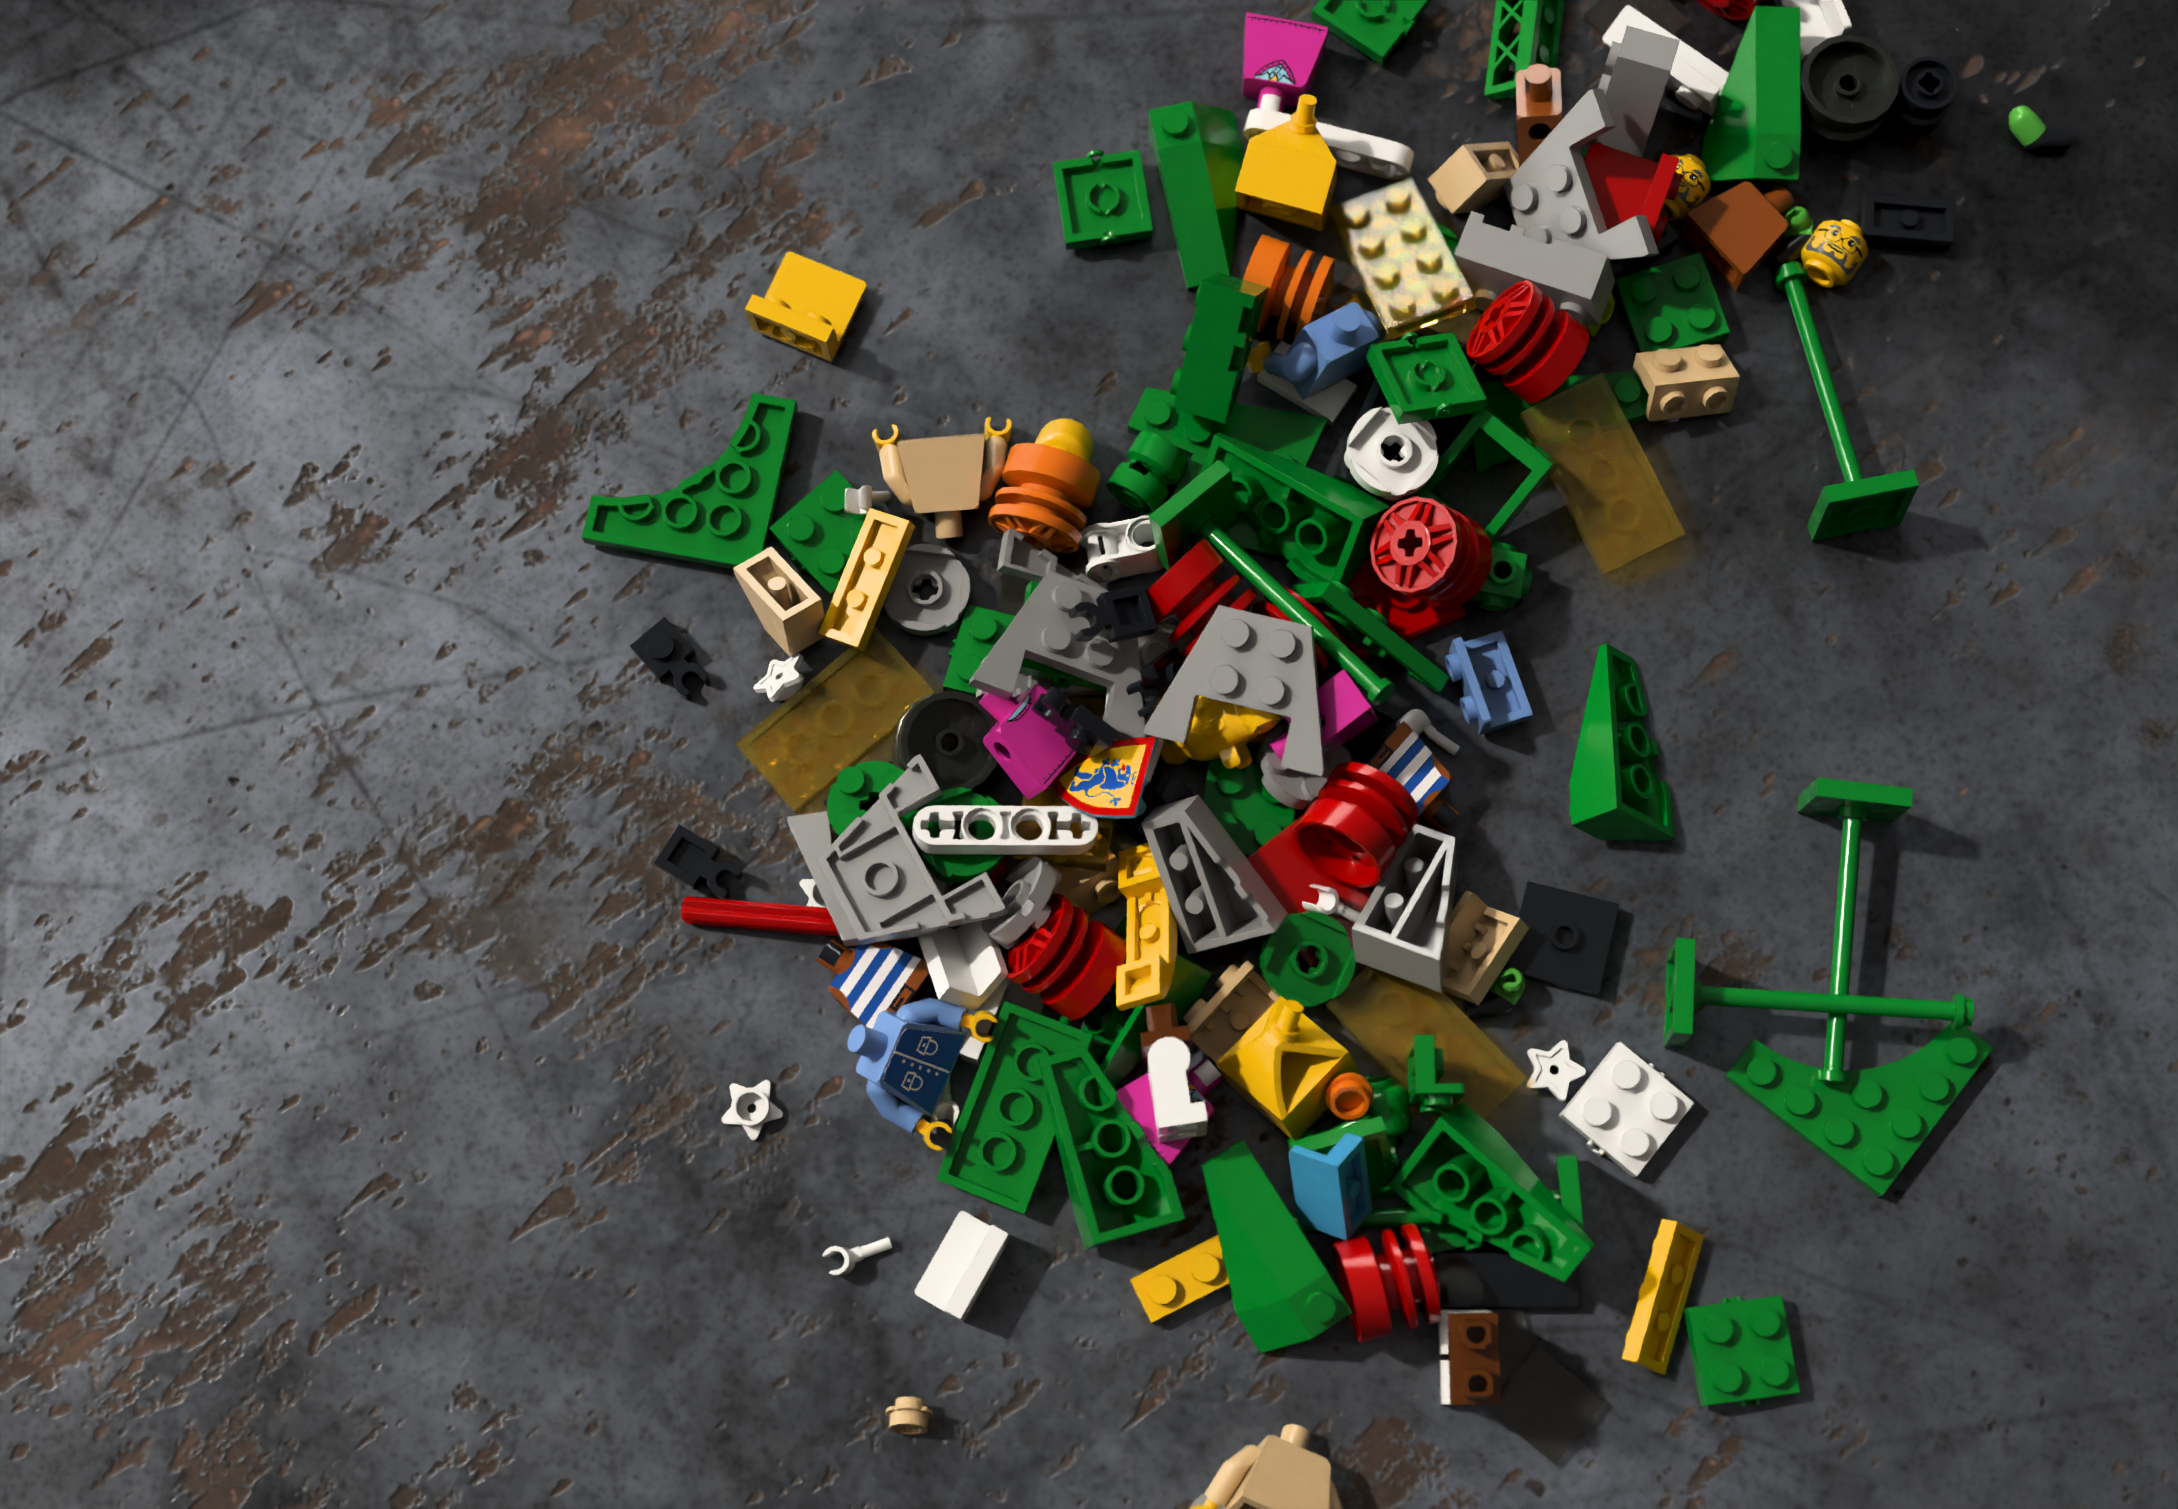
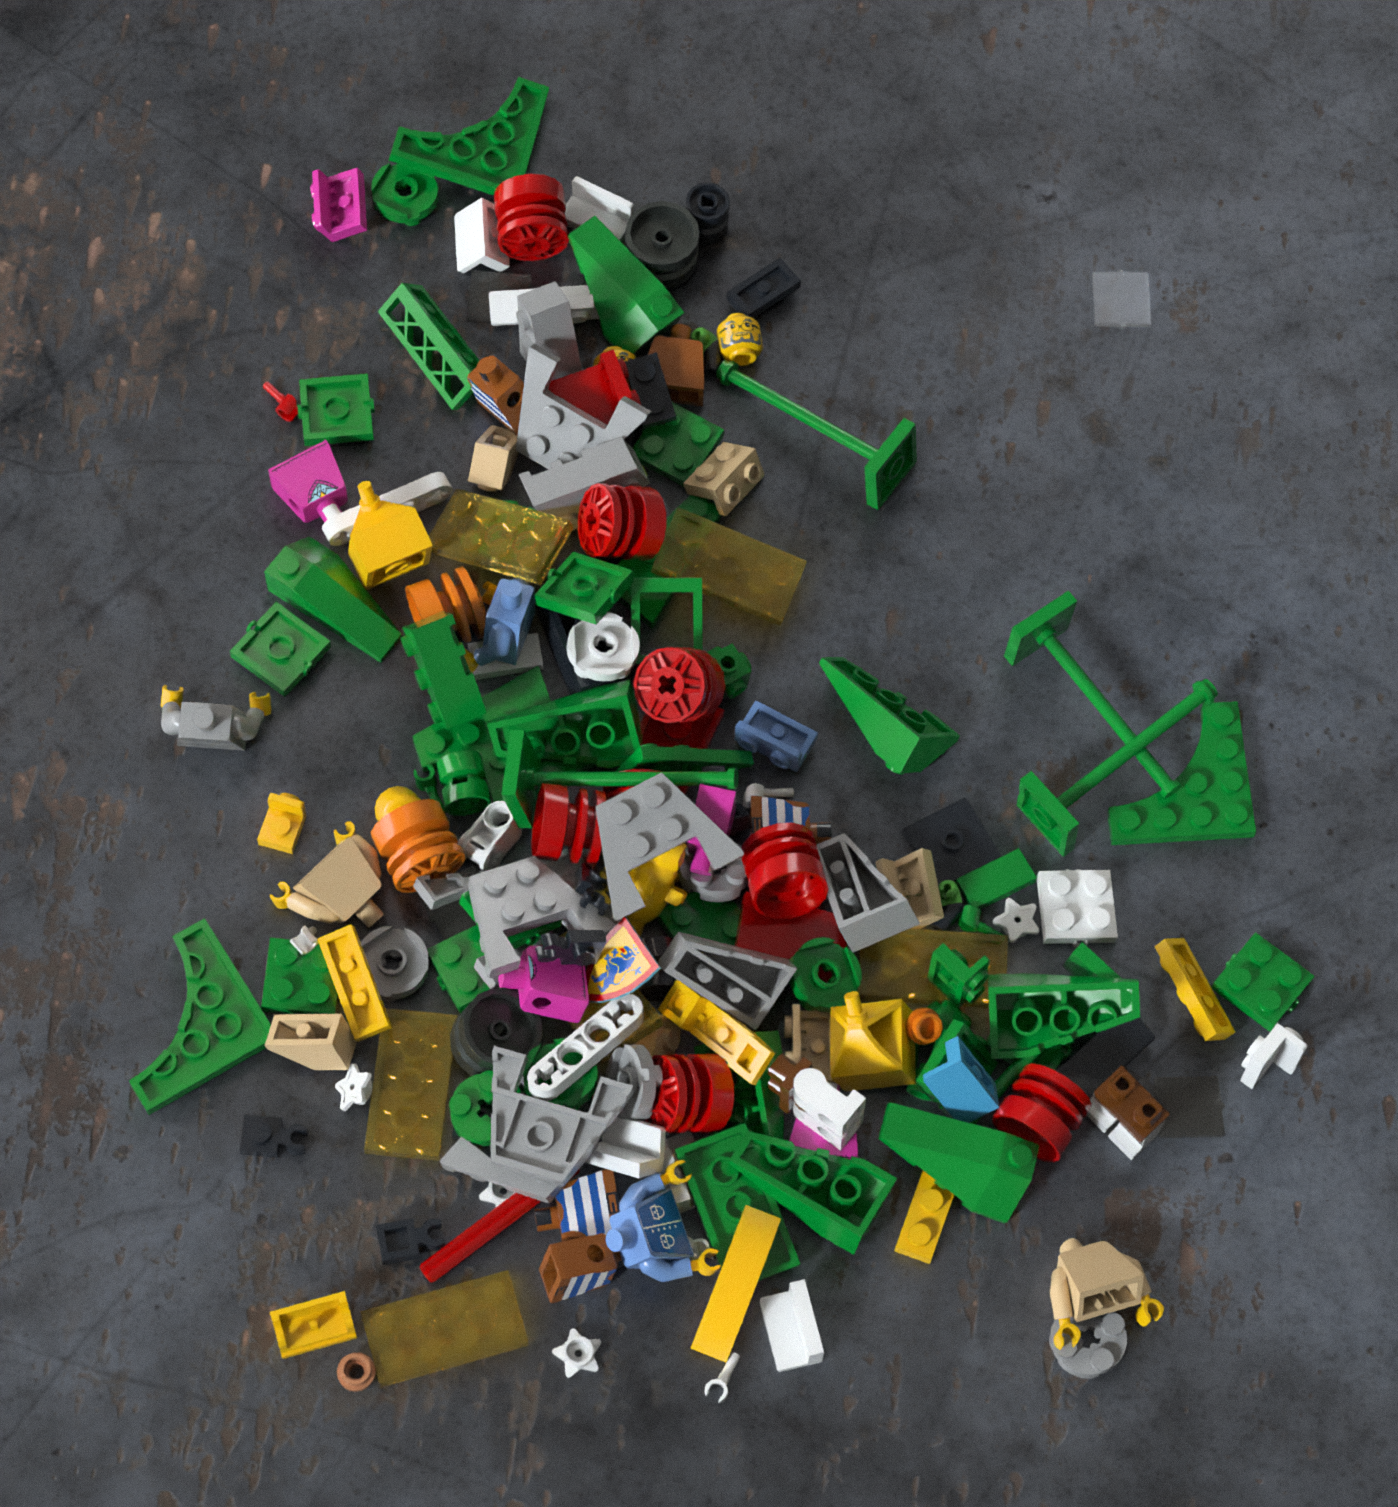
camera: 50 degrees left, 10 degrees down
(532, 934) = (356, 1360): none -> nougat plate
(543, 867) = (313, 1325): none -> yellow hinge
(656, 975) = (444, 1328): none -> clear yellow plate
(804, 1028) = (578, 1266): none -> dark orange torso
(807, 306) = (156, 858): yellow bracket -> none
(909, 1416) = (844, 1440): tan plate -> none
(947, 1176) = (735, 1283): none -> yellow slope
(951, 370) = (282, 822): none -> yellow bracket
(969, 221) = (212, 724): none -> light grey torso
(1118, 448) = (428, 784): none -> green hand
(1119, 612) = (537, 865): black plate -> none
(1329, 903) = (806, 932): white hand -> none
(1506, 1030) = (970, 921): none -> green hand
(1571, 1012) = (996, 880): none -> green tile
(1688, 231) = (651, 387): none -> black plate
(1692, 1436) = (1281, 1046): none -> white bracket
(2034, 134) = (785, 186): arm -> none

